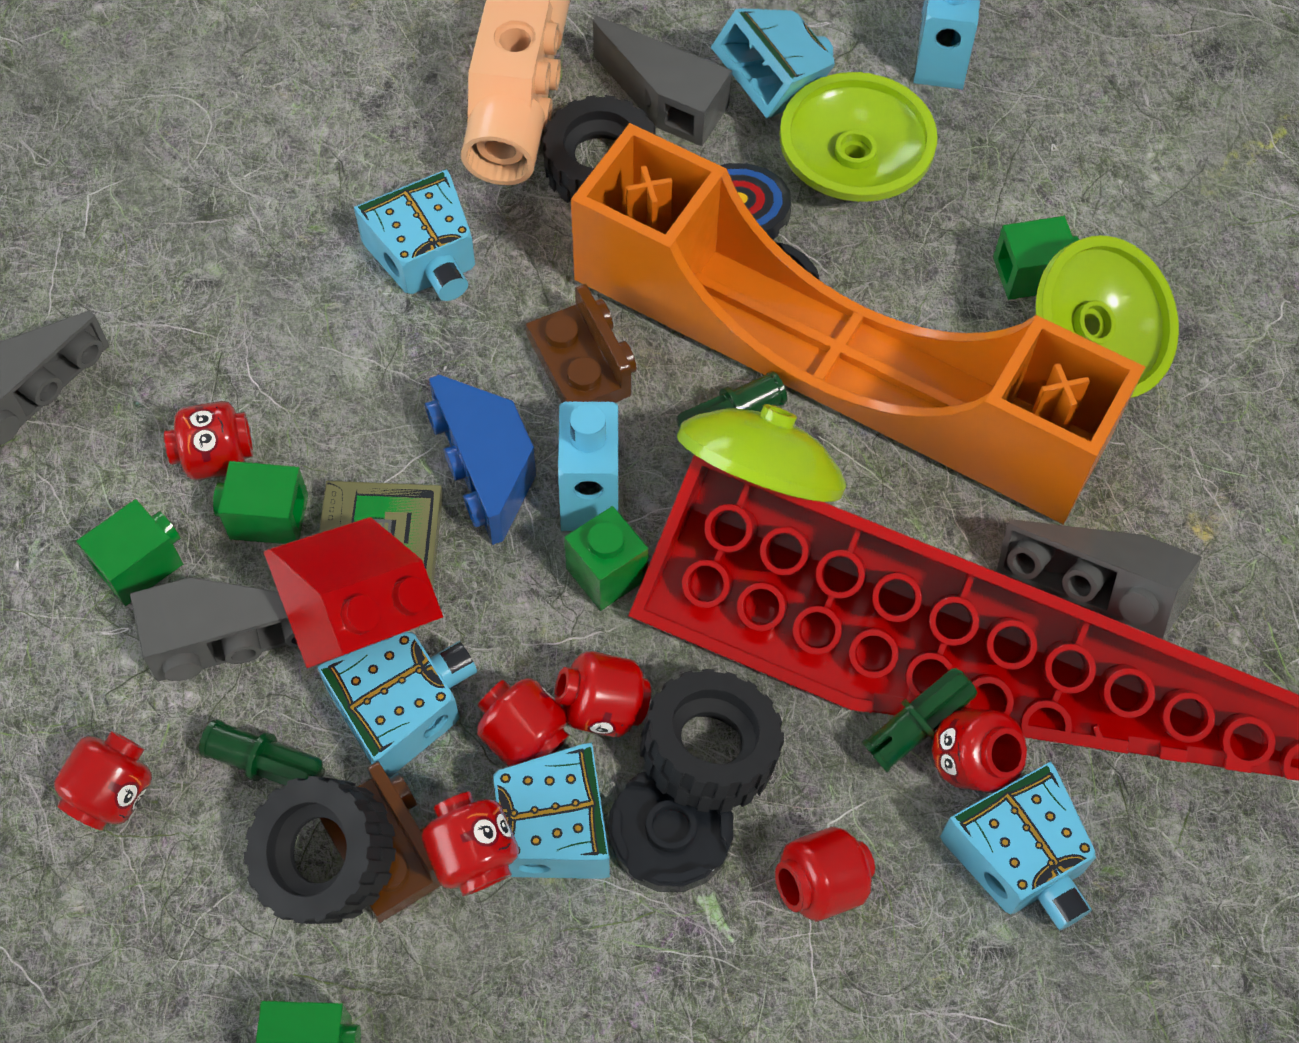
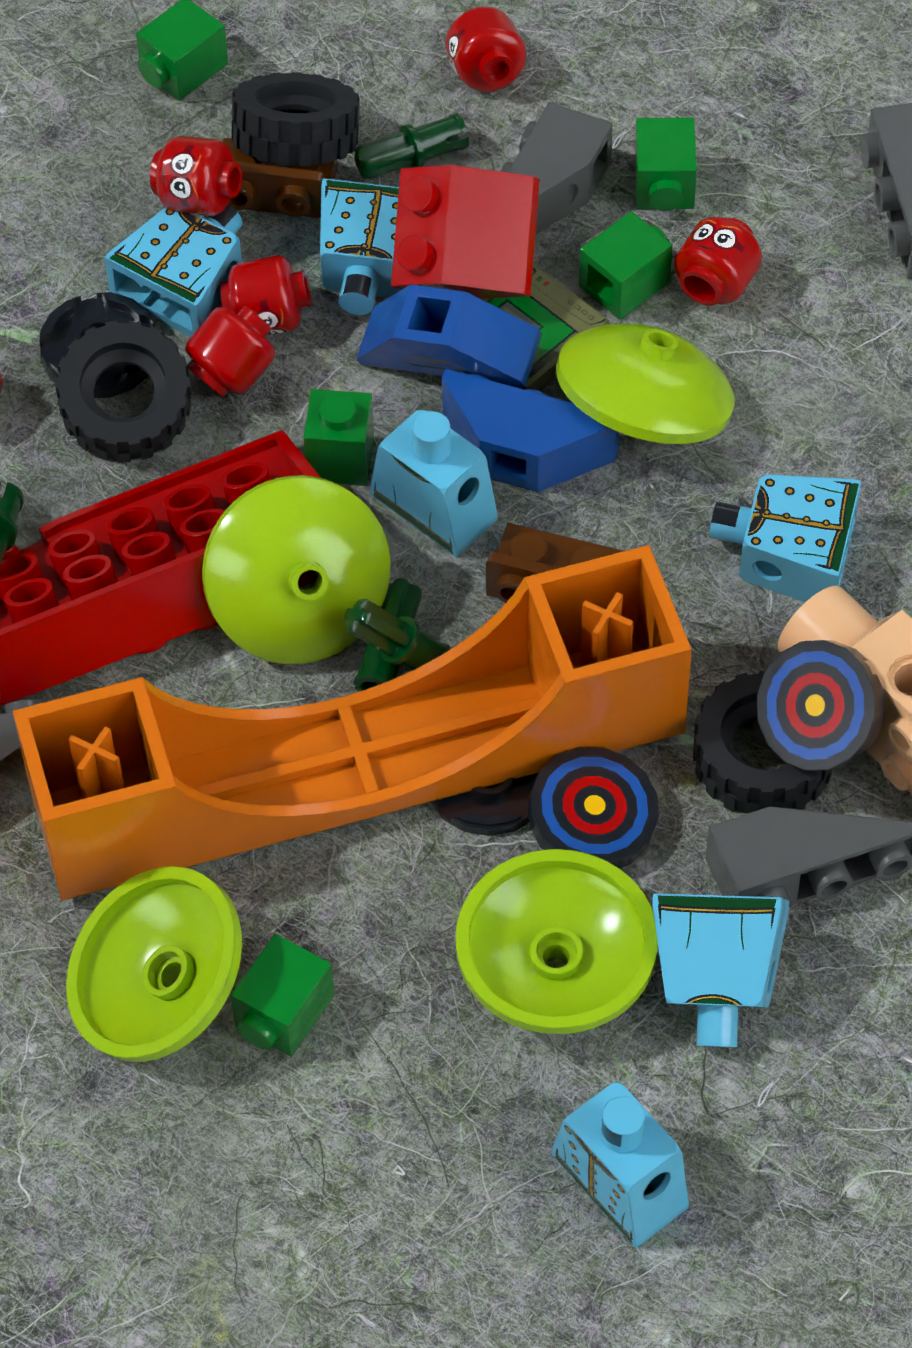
camera: 135 degrees right, 5 degrees down
(376, 401) = (645, 383): none -> lime dish
(459, 552) = (452, 330): none -> blue slope
(574, 85) = (820, 705): none -> black tile
(742, 370) = (395, 638): none -> dark green axle

